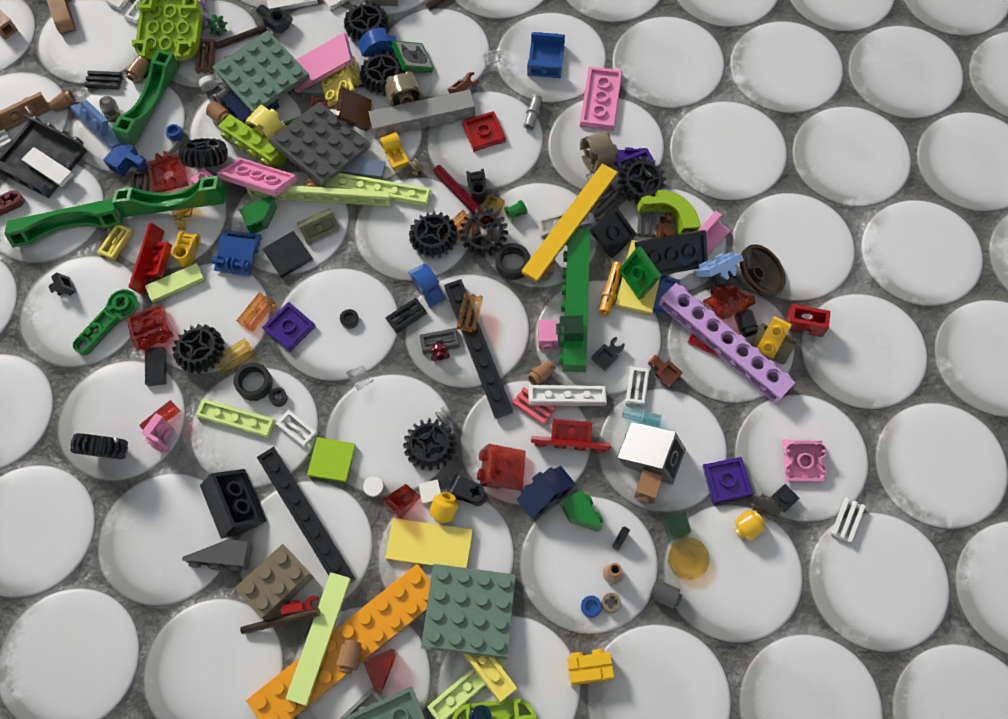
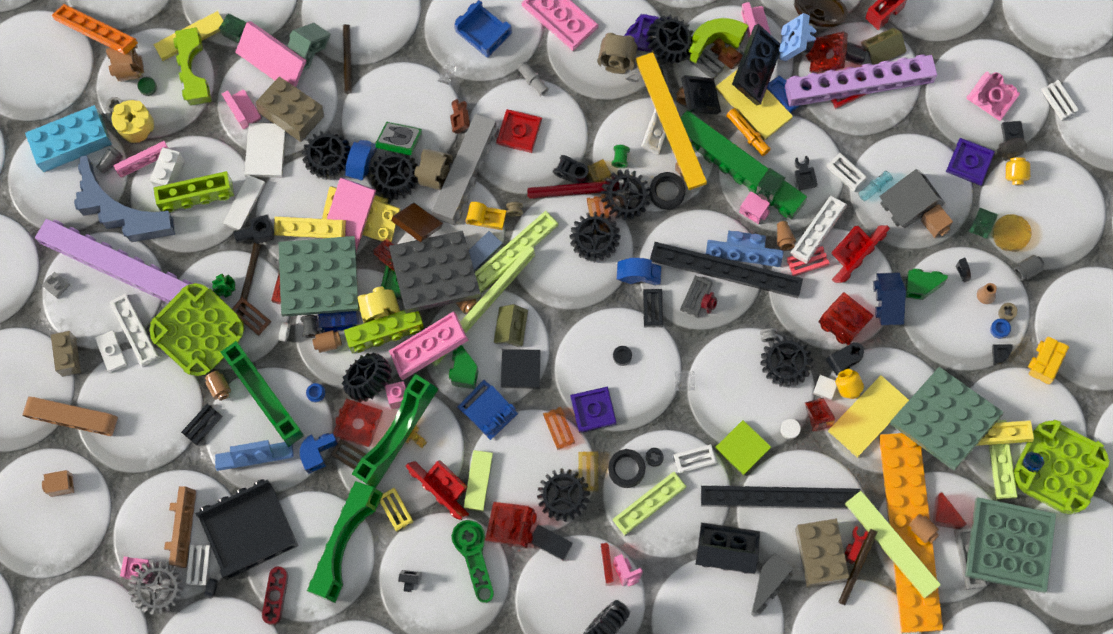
camera: 50 degrees left, 5 degrees up
(47, 167) = (269, 525): white tile -> none
(62, 100) = (199, 474): medium nougat cone -> none
(109, 108) = (244, 434): clear smoke brick -> none
(186, 245) = (448, 448): yellow piece -> none
(298, 45) = (309, 227): none -> light yellow tile
(472, 298) = (676, 247): clear orange tile -> none
(507, 349) = (745, 248): none -> medium blue bracket
(568, 622) = (1001, 352): none -> black tile
(639, 272) = (758, 100): green tile -> none
(666, 372) = (852, 141): copper plate -> none
(773, 337) = (884, 41): yellow plate -> none

